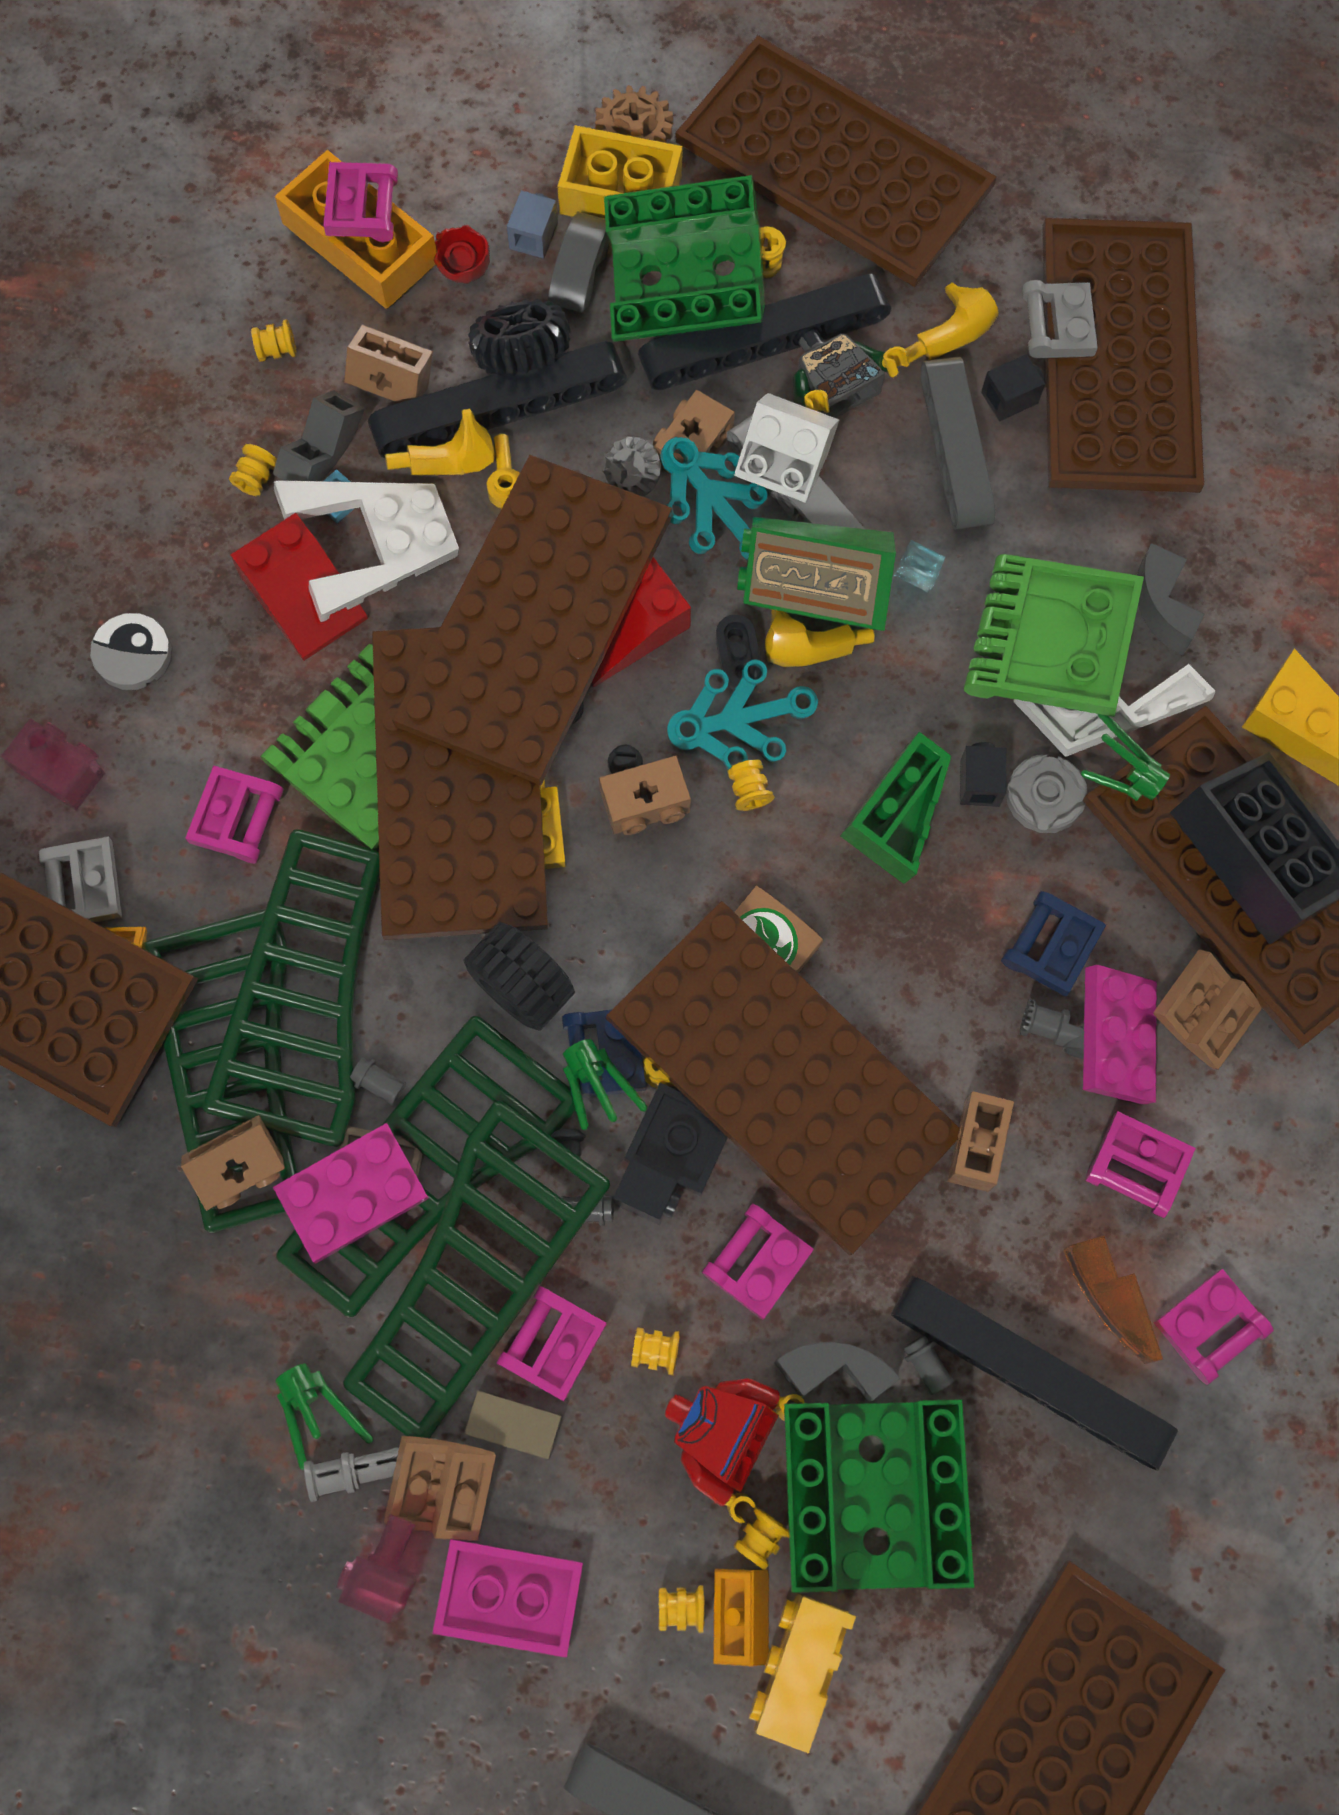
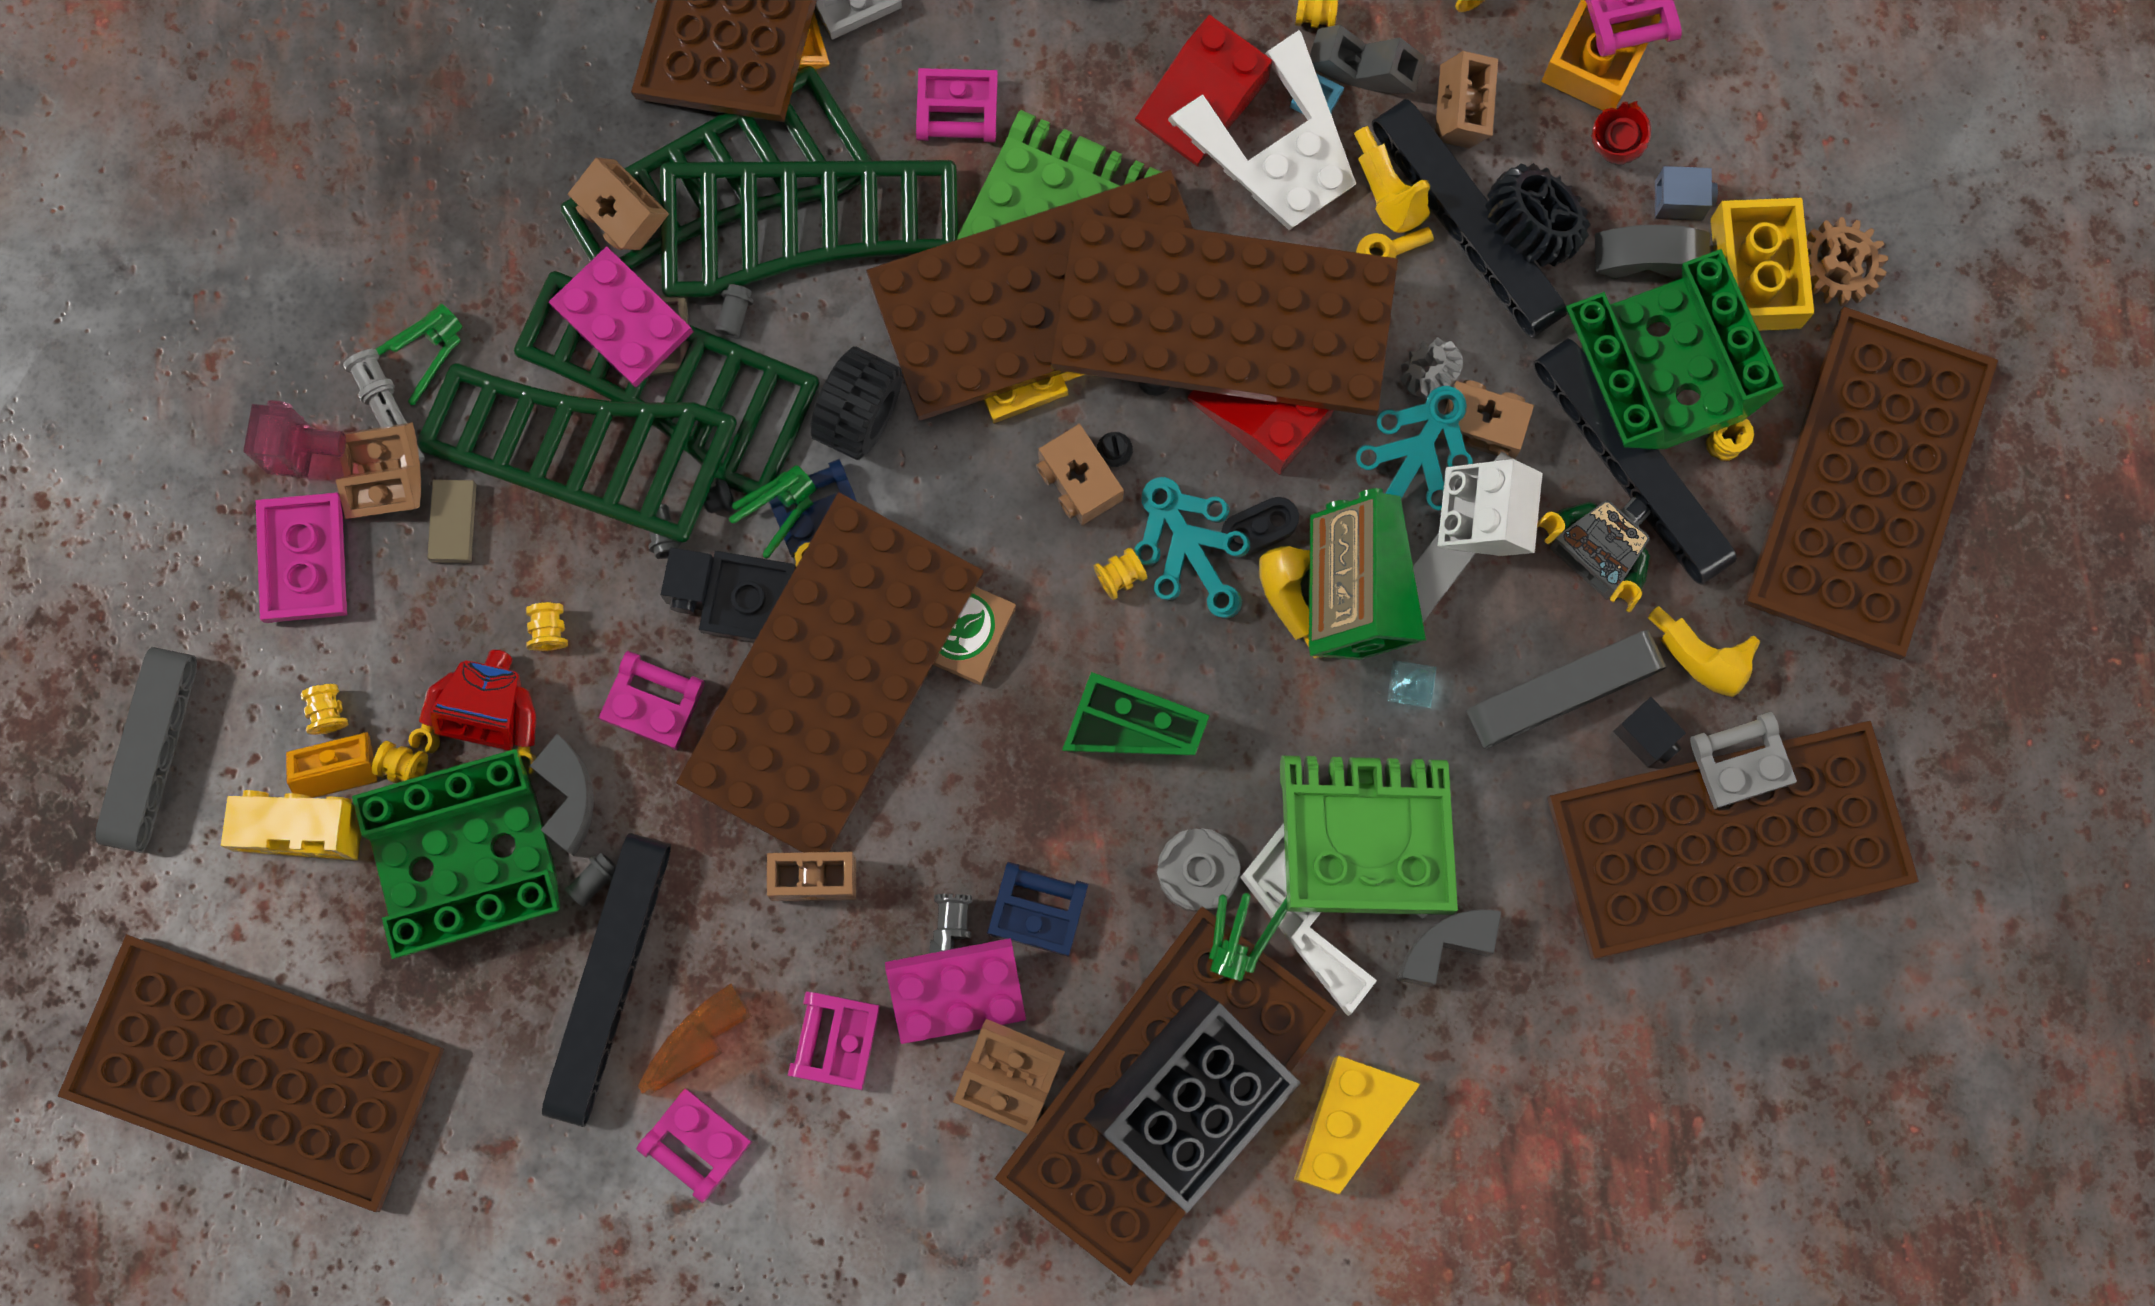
camera: 75 degrees right, 5 degrees up
(565, 1349) = (526, 546): dark pink plate -> none
(983, 775) = (1196, 798): black brick -> none

